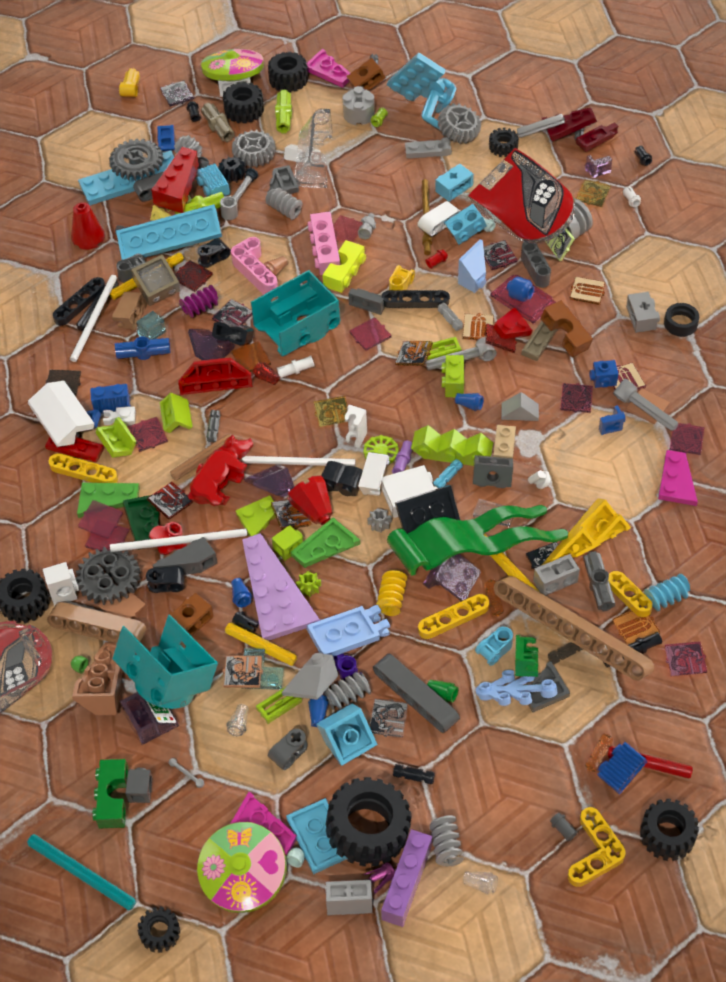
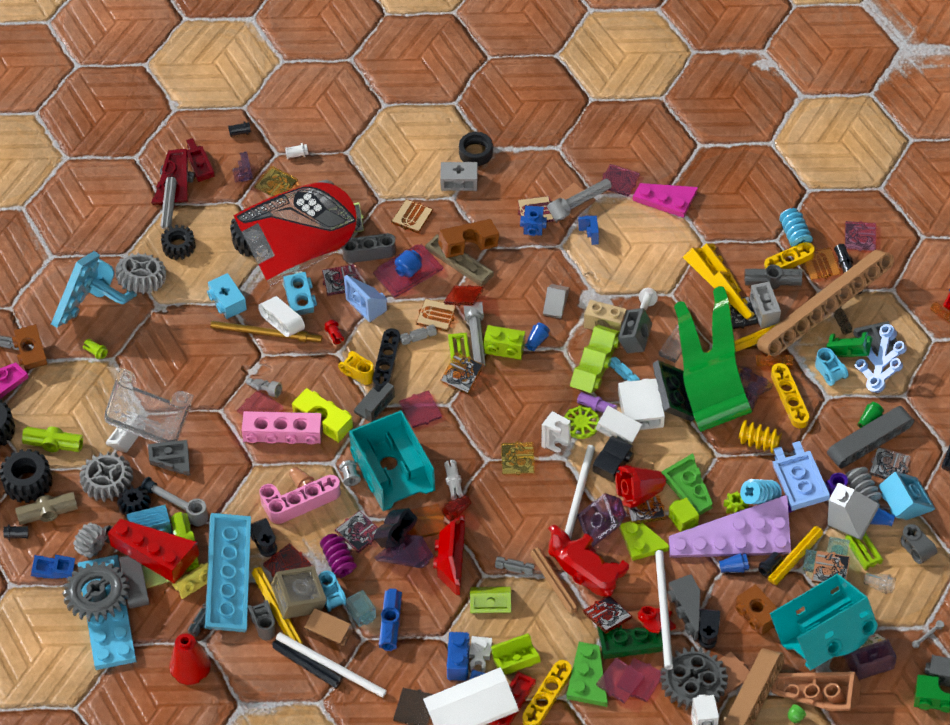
camera: 80 degrees left, 0 degrees up
(64, 314) = (293, 682): black beam -> none
(148, 434) = (507, 627): clear pink piece -> none
(165, 303) = (333, 592): none -> medium azure piece
(284, 202) = (208, 454): light grey piece -> none
(321, 596) = (760, 491): none -> medium azure piece
(358, 106) = (75, 363): light grey brick -> none
(379, 520) = (671, 434): light grey gear -> none
(428, 148) = (160, 313): light grey plate -> none
(512, 325) = (447, 282): red wing -> none
(576, 398) = (549, 253): clear pink piece -> none

